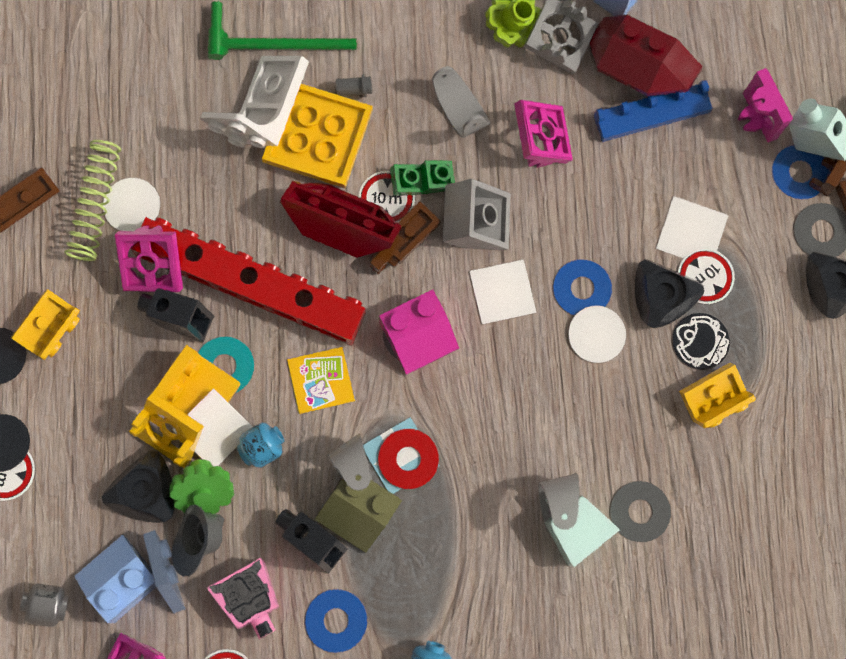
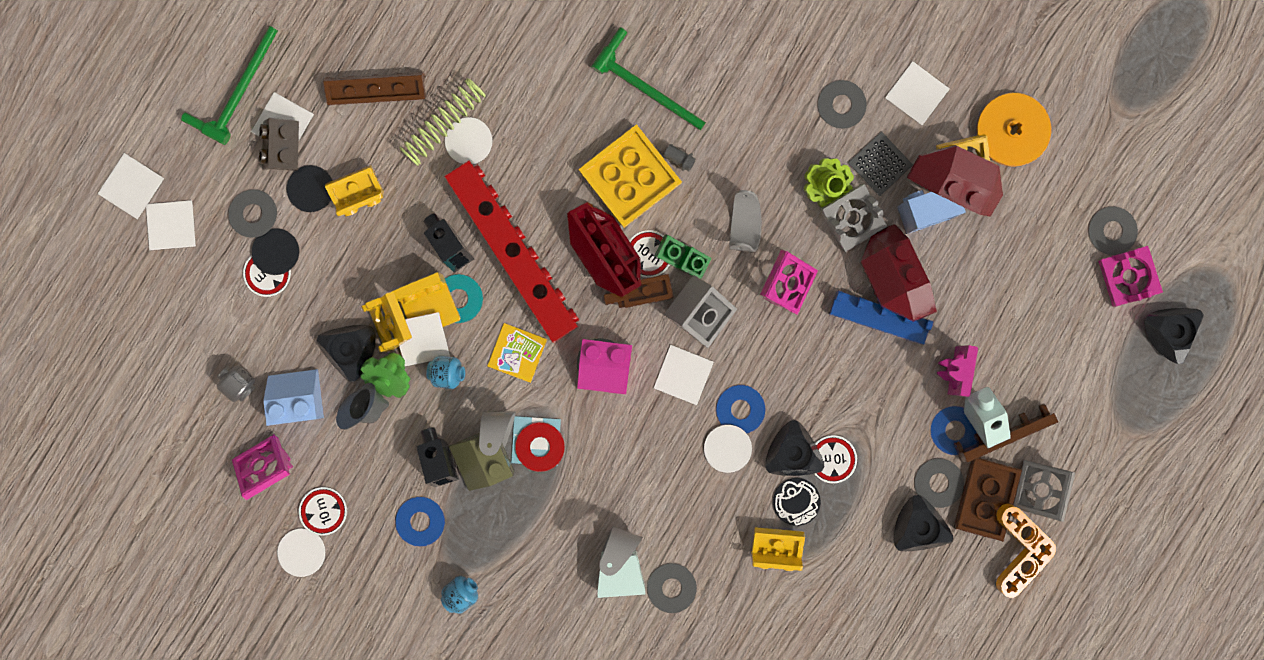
camera: 40 degrees right, 10 degrees up
(163, 572) = (325, 413): sand blue wing -> none
(168, 241) = (457, 174): dark pink piece -> none
(248, 597) = (370, 468): torso -> none
(265, 105) = (607, 131): white bracket -> none
(690, 228) = (847, 418): white sticker -> none

